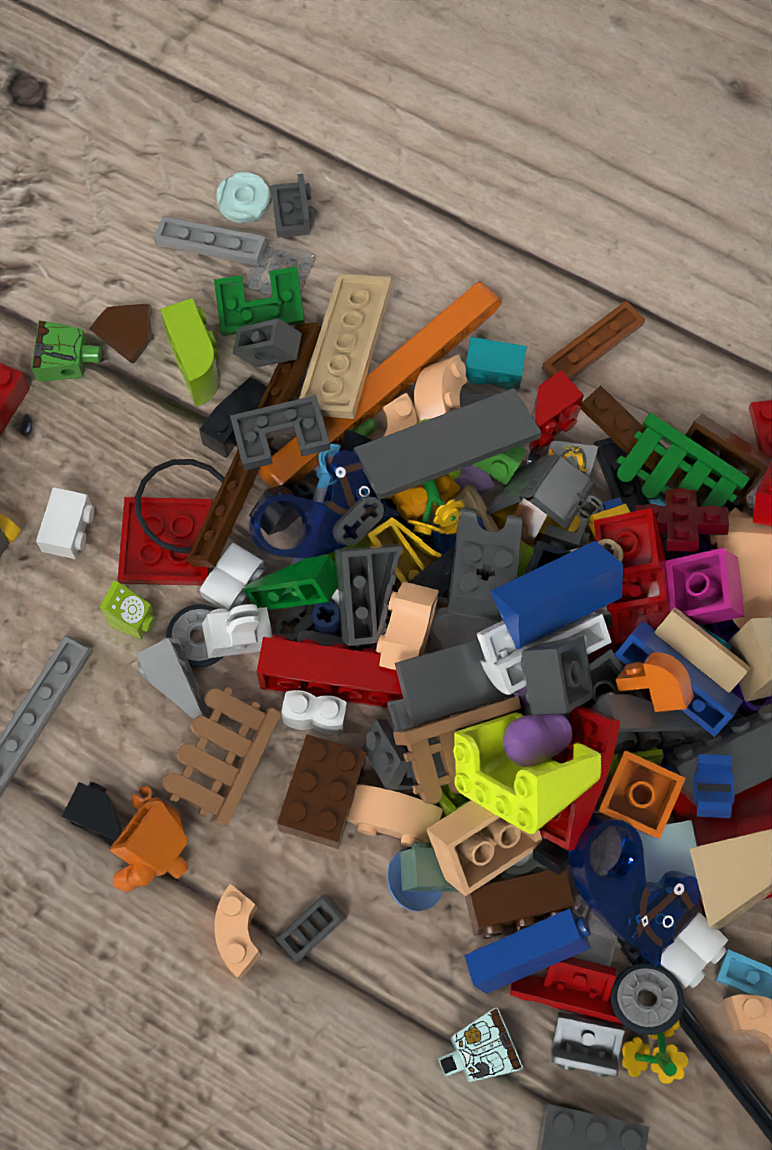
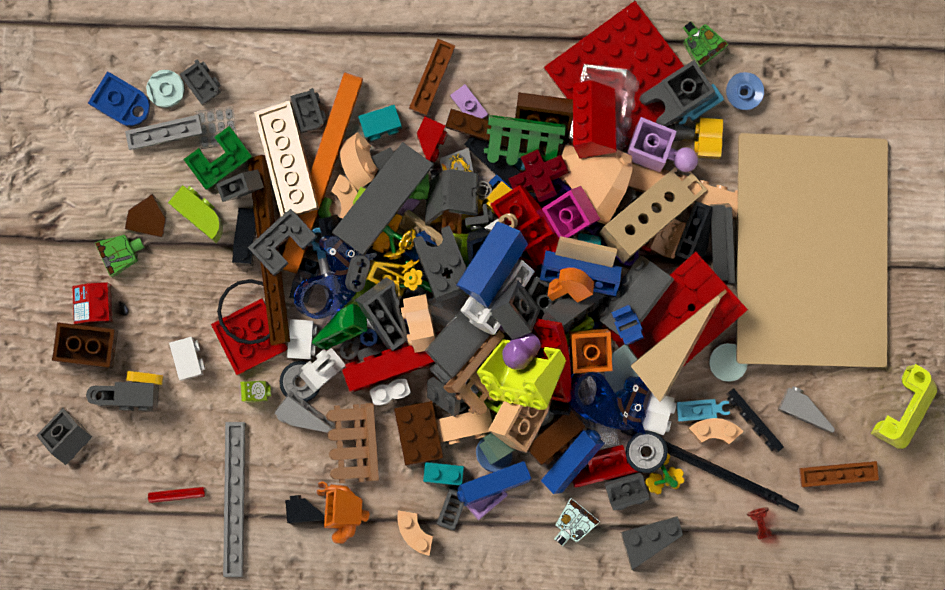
camera: 25 degrees left, 15 degrees up
(177, 182) = (119, 100): none -> blue tile
(326, 868) = (443, 473): none -> teal brick
(368, 943) = (482, 507): none -> lavender plate
(391, 922) = (493, 483): none -> blue brick
(407, 304) = (307, 110): none -> dark grey bracket
(431, 559) = (412, 279): none -> yellow plant
(625, 391) = (467, 102): none -> lavender plate

